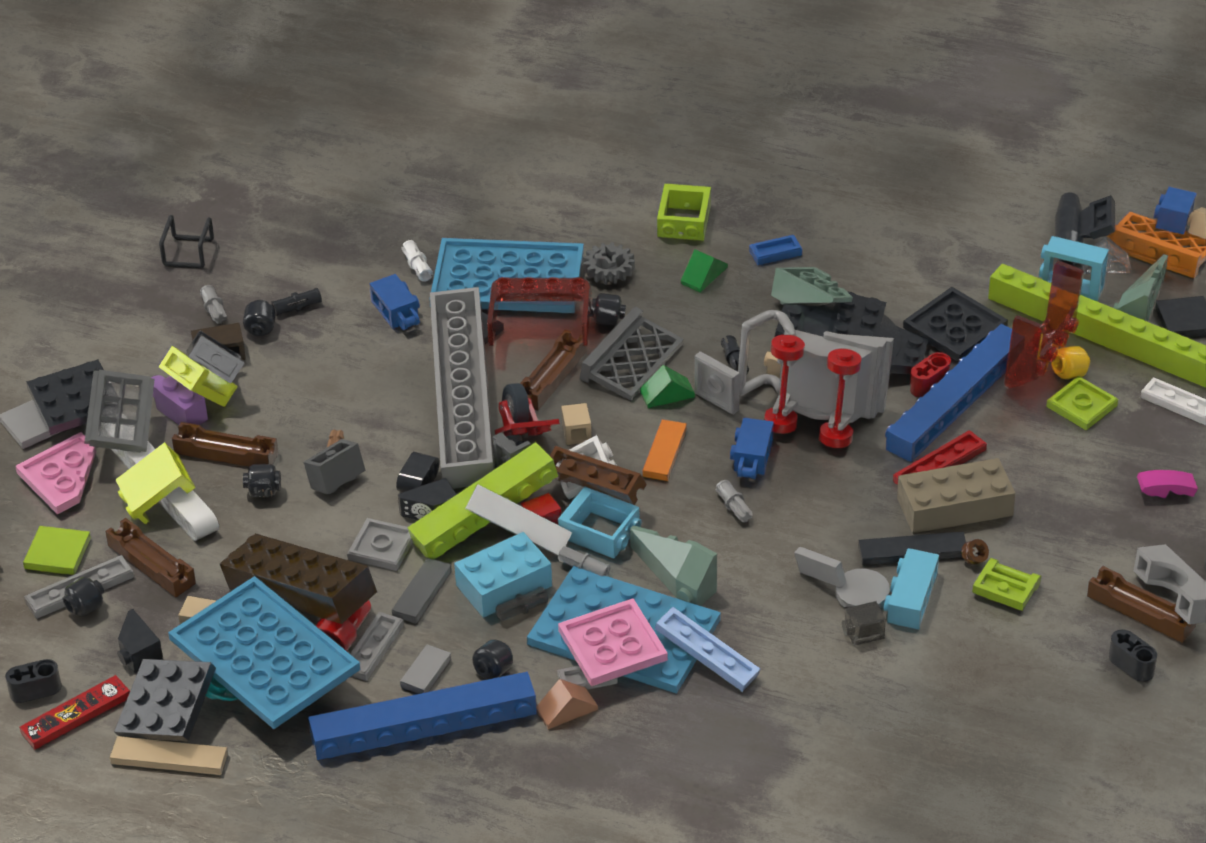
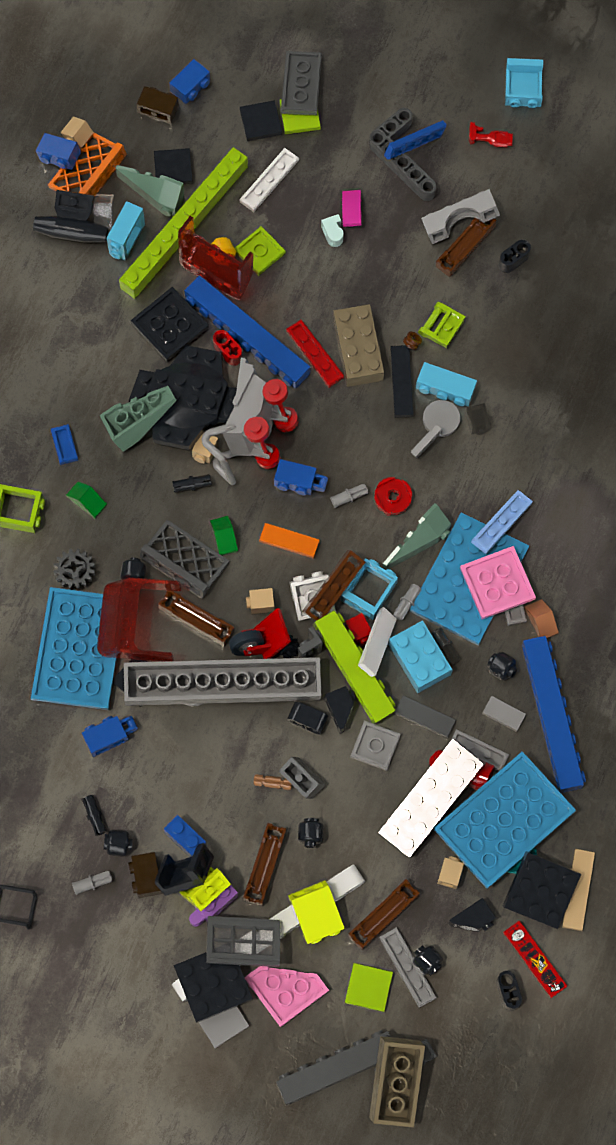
camera: 90 degrees left, 30 degrees up
(263, 372) = (183, 835): none -> blue brick
(417, 260) = (52, 719): white pin -> none
(716, 383) = (234, 495): light grey tile -> none
(741, 554) = (402, 501): none -> red plate
(1127, 465) = (332, 230): none -> light aqua leg

